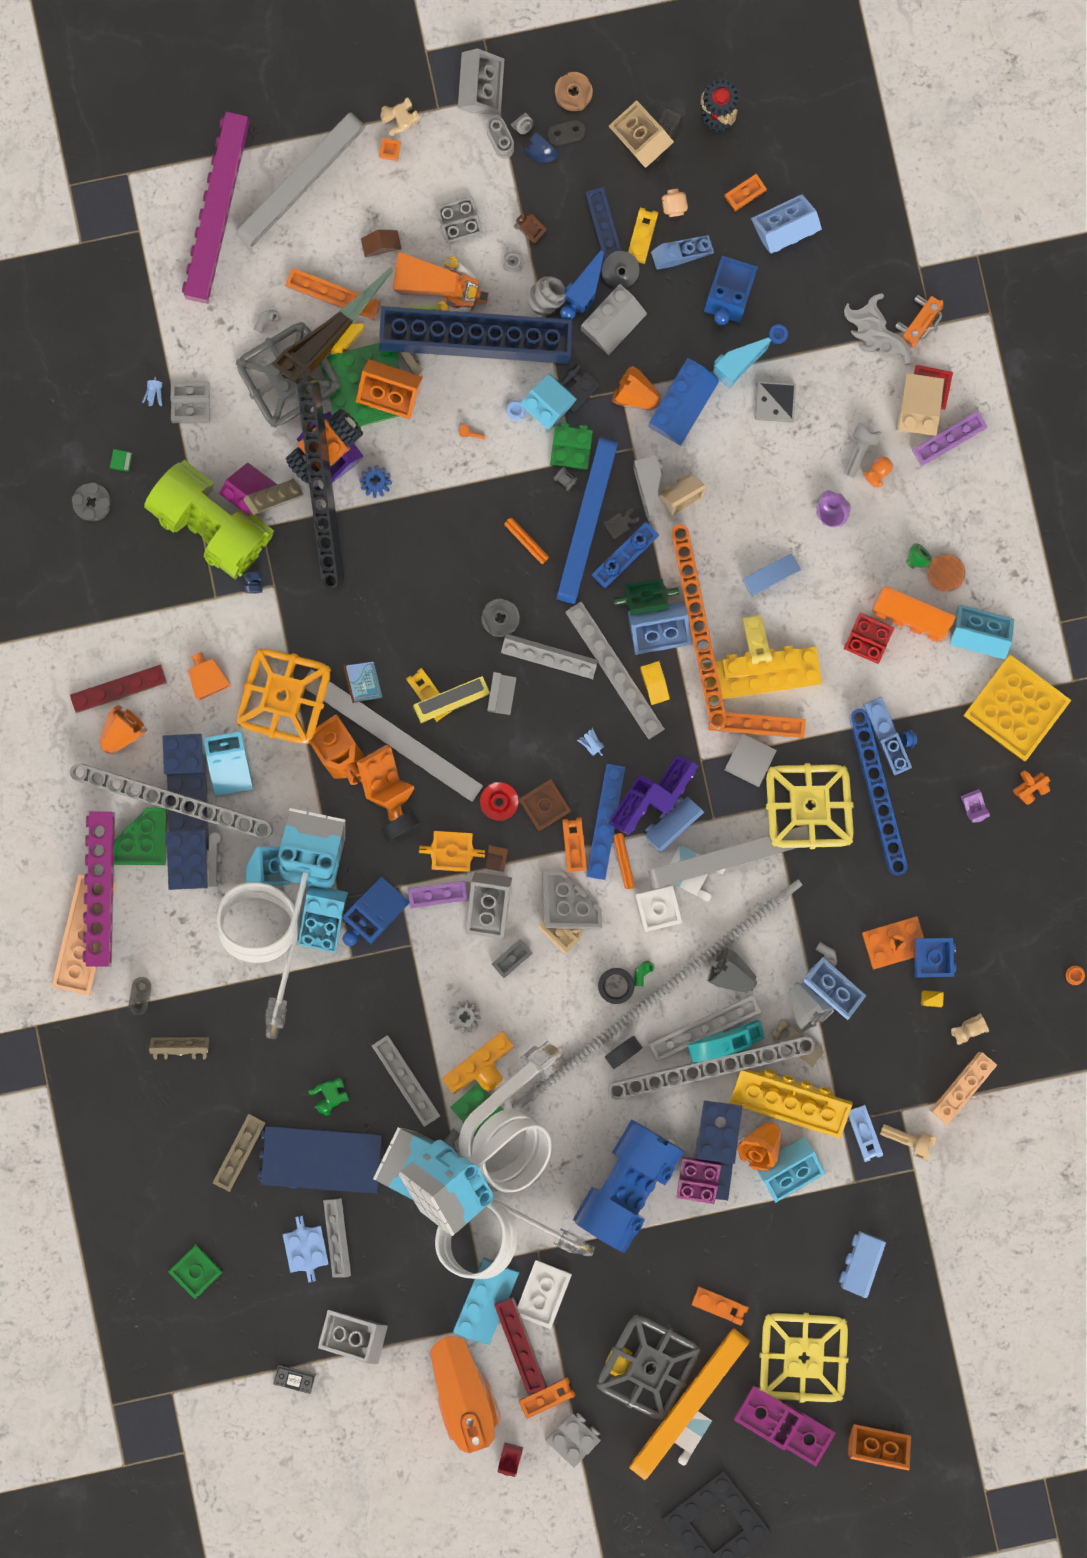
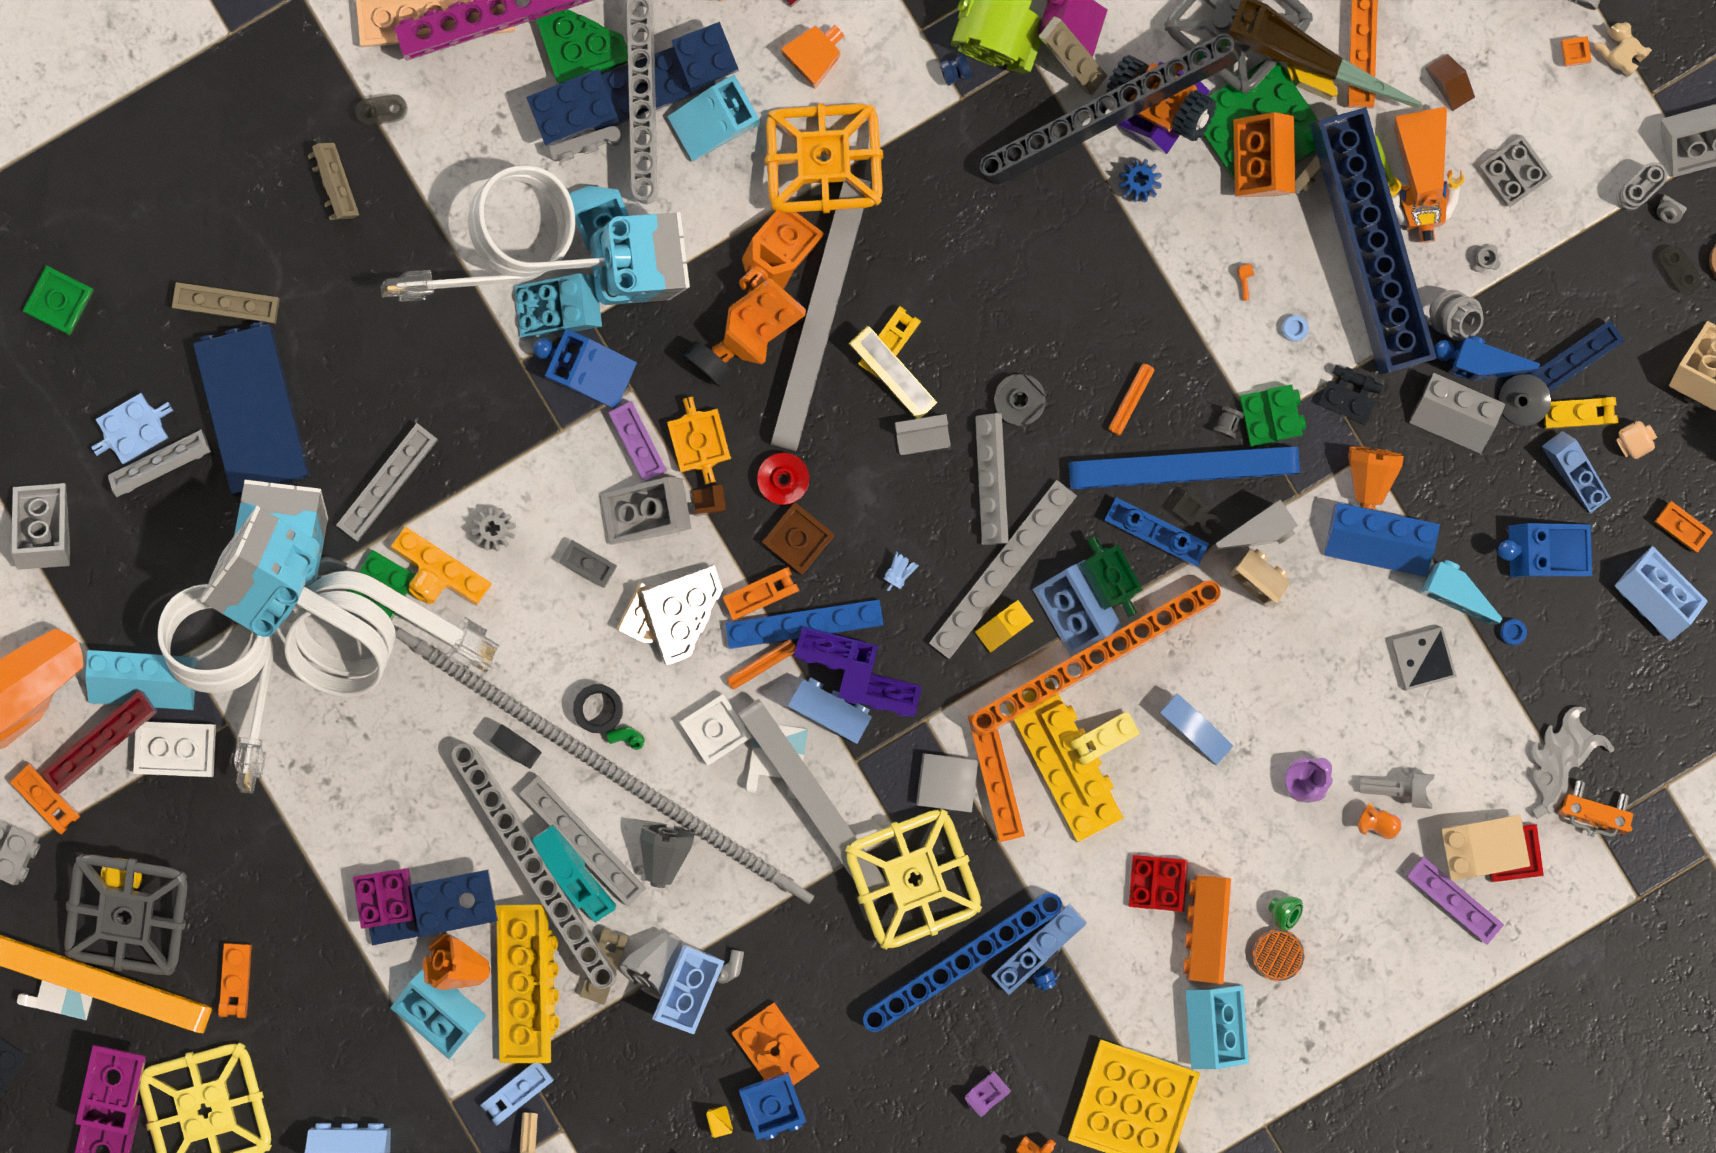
camera: 70 degrees right, 0 degrees up
(331, 1093) = (337, 395): green animal -> none
(363, 681) = (876, 252): piece -> none
(530, 226) = (1539, 264): reddish brown bracket -> none
(541, 150) = (1644, 244): dark blue brick -> none
(548, 401) = (1319, 365): medium azure slope -> none
(614, 1210) = (309, 802): blue cylinder -> none

